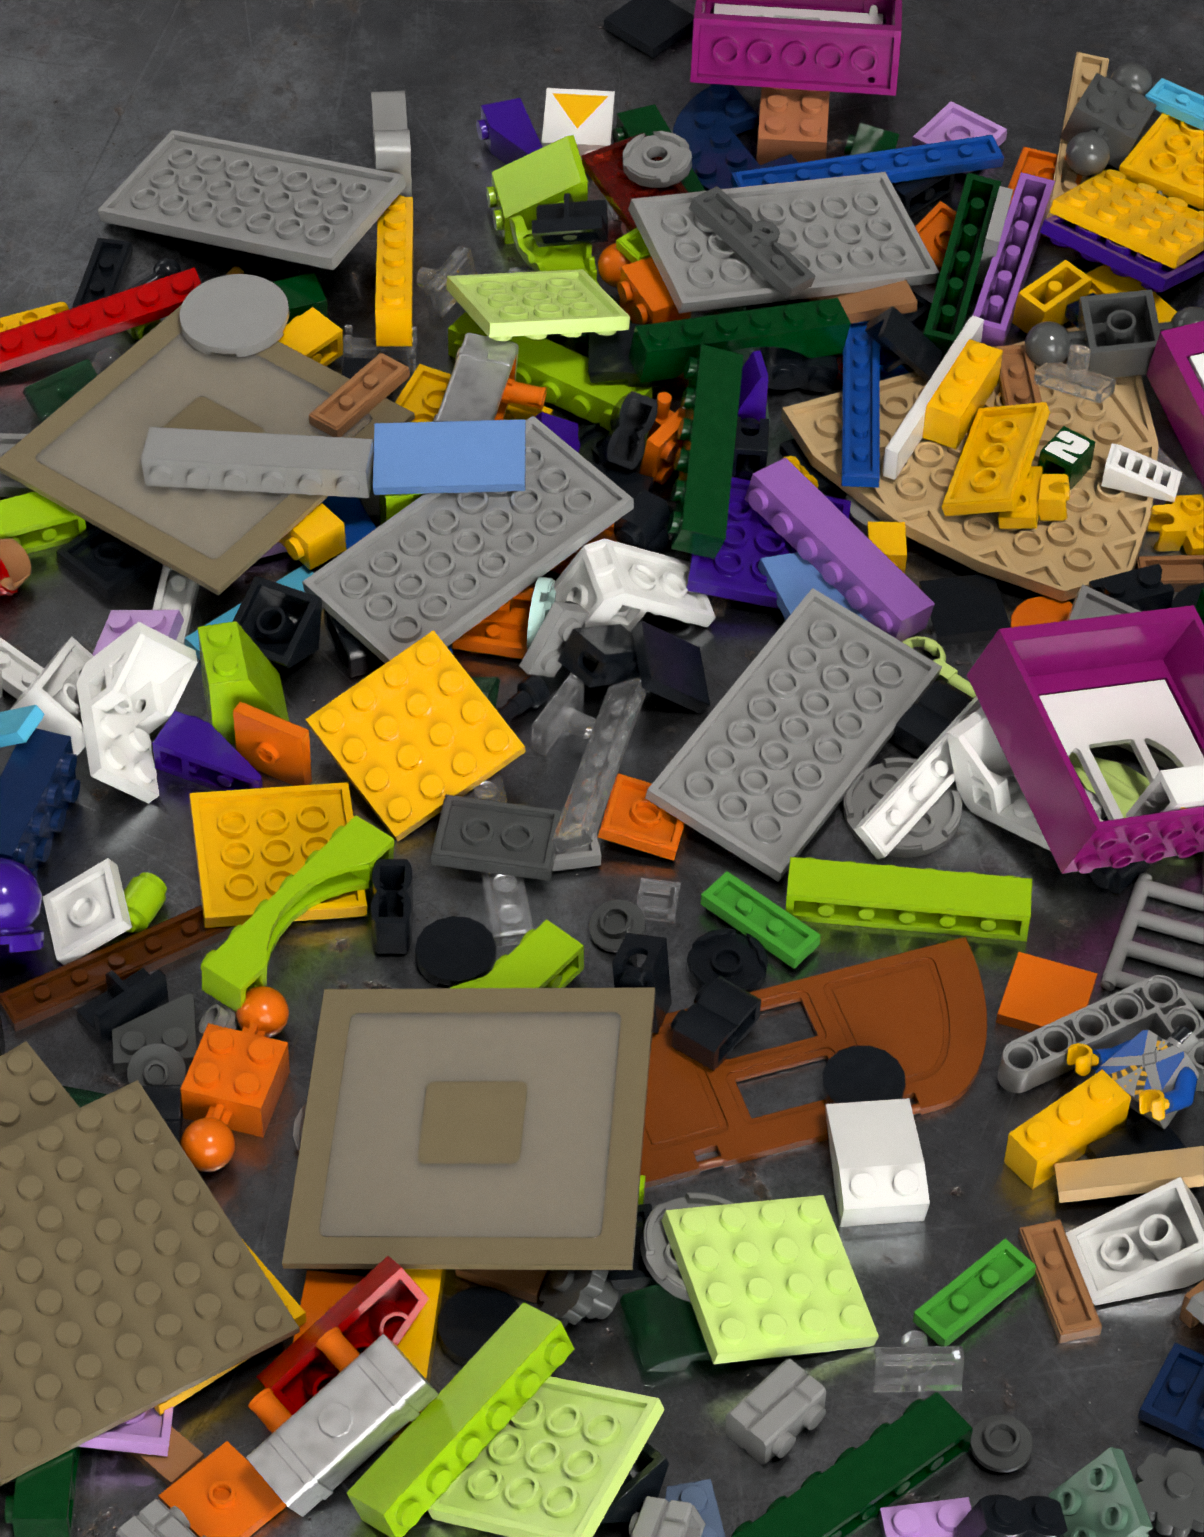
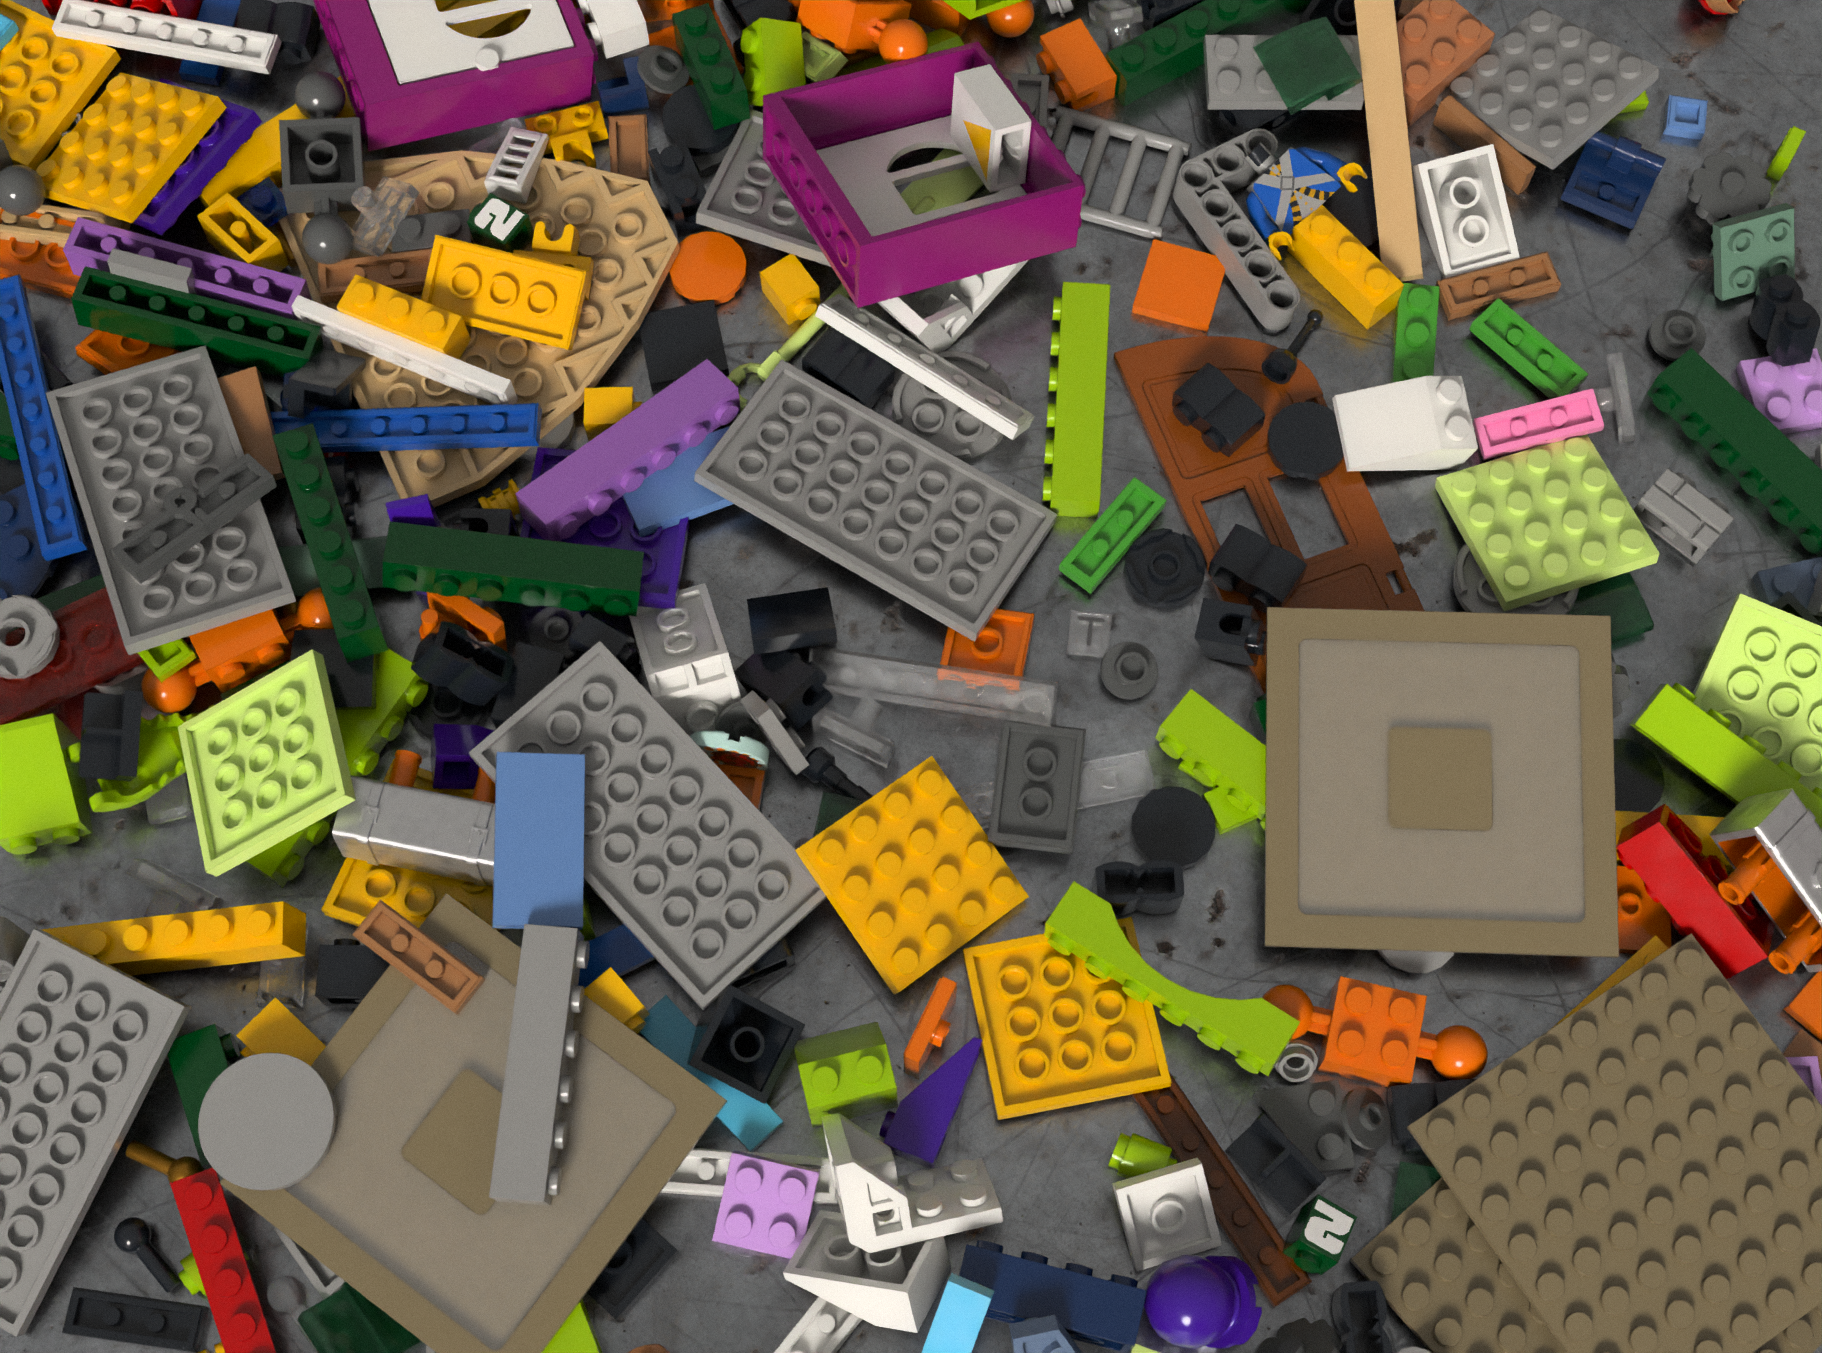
camera: 90 degrees left, 20 degrees up
(50, 1020) = (1319, 1235): none -> dark green brick
(883, 1286) = (1538, 424): none -> bright pink plate
(893, 1002) = (1217, 410): none -> black brick
(951, 1065) = (1282, 363): none -> black hinge
(989, 1196) = (1415, 332): none -> bright green plate
(1064, 411) = (419, 230): none -> dark grey plate

